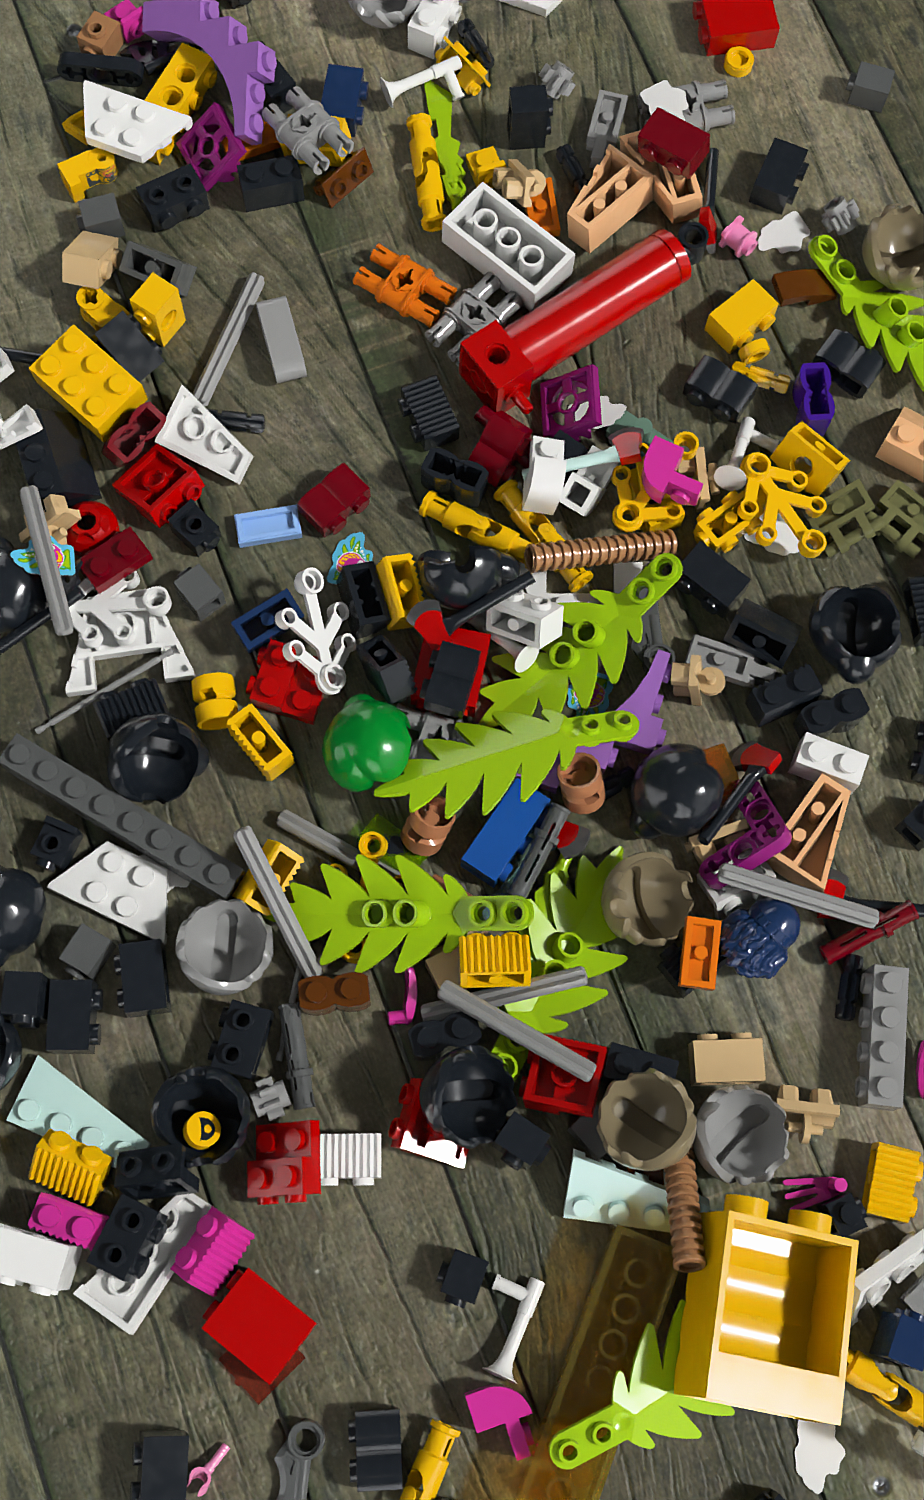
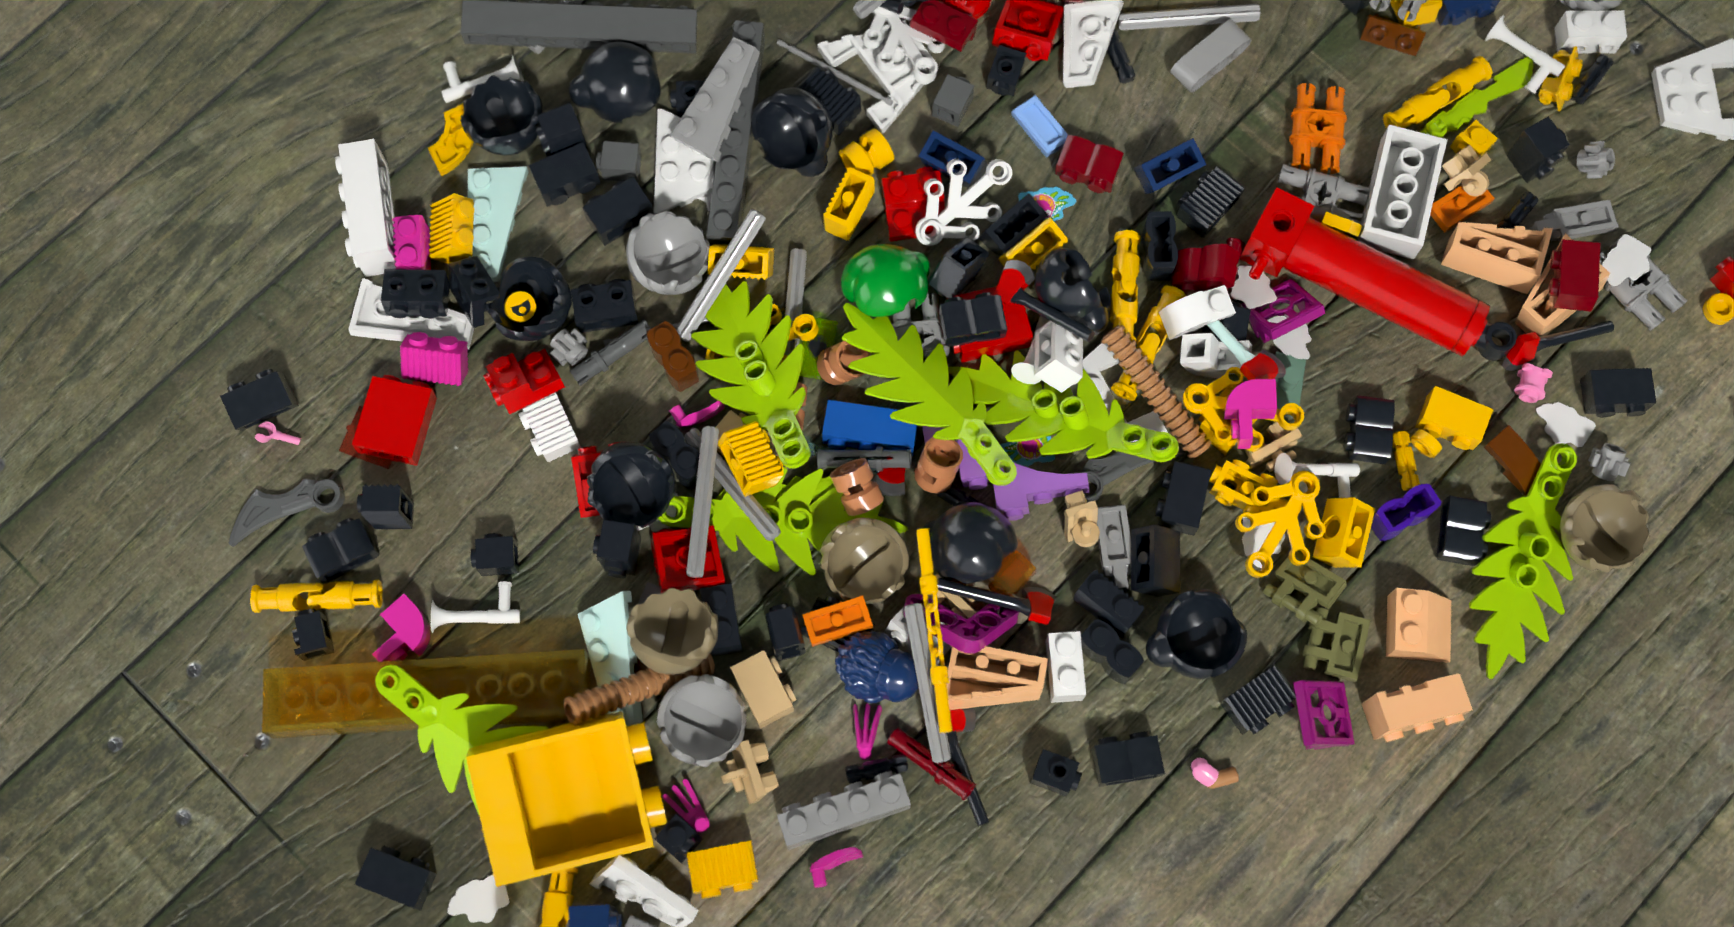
camera: 70 degrees right, 0 degrees up
(85, 822) = (711, 110): none -> light grey wing
(358, 1376) = (386, 507): none -> black brick
(378, 428) = (1169, 166): none -> dark blue brick
(517, 309) = (1342, 224): none -> yellow tile
(541, 419) = (1252, 291): none -> white sticker
(568, 871) = (858, 490): none -> nougat wheel
(684, 1011) = (785, 632): none -> black brick
(800, 879) = (938, 674): none -> yellow piece
(815, 982) = (865, 737): none -> dark pink piece

